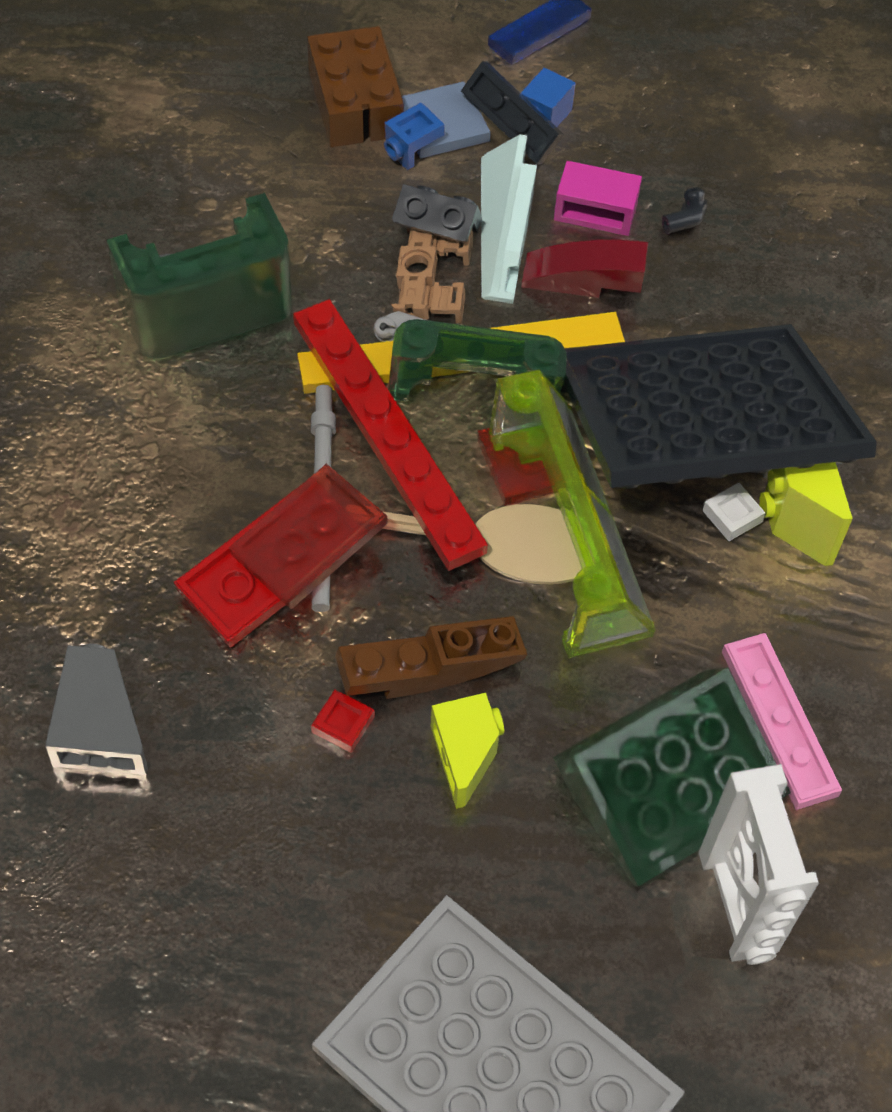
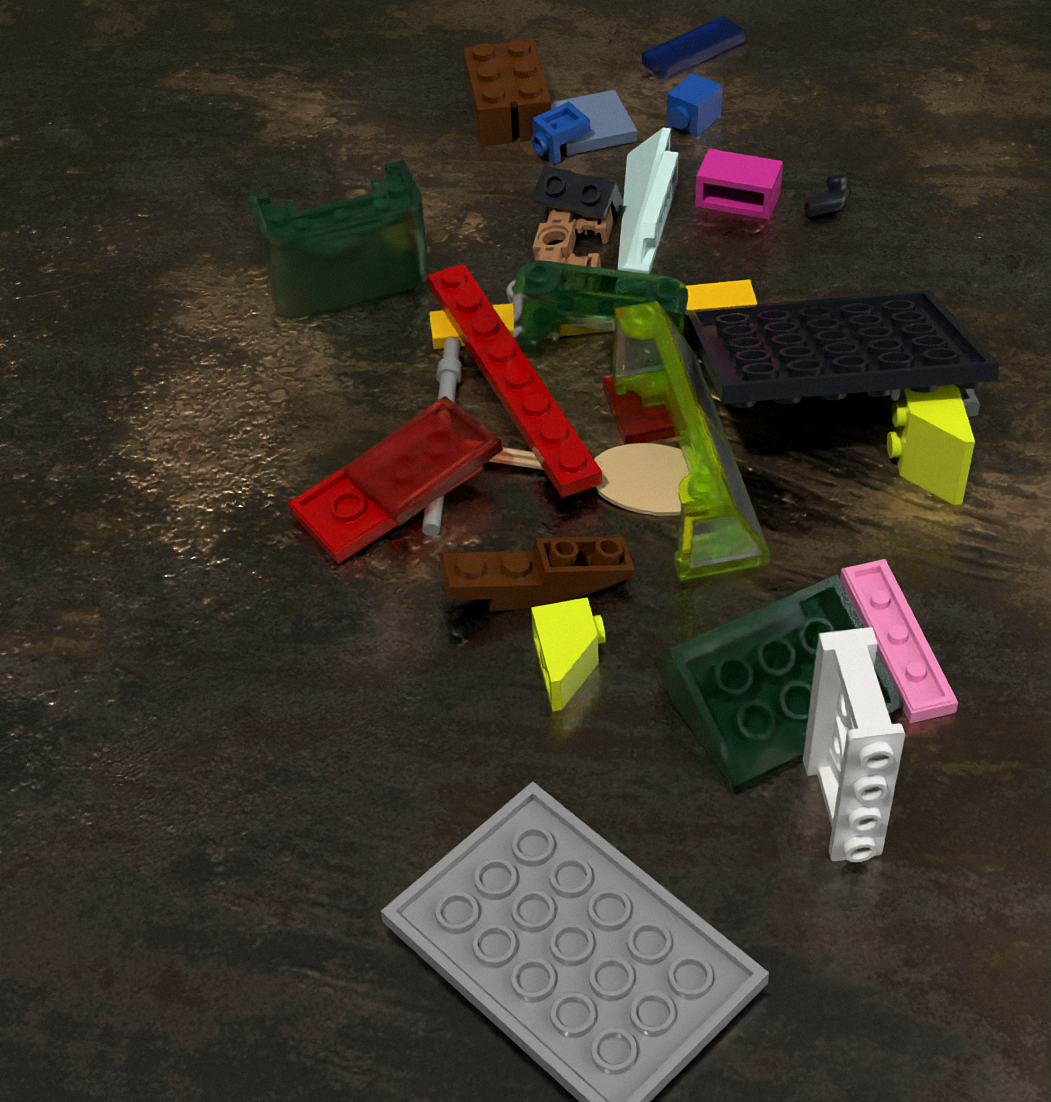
camera: 10 degrees right, 10 degrees down
(93, 716) = (193, 615): dark grey slope -> none
(343, 721) = (443, 628): red tile -> none
(511, 111) = (658, 110): black tile -> none
(587, 267) = (724, 240): dark red slope -> none
(733, 511) = (859, 451): white plate -> none

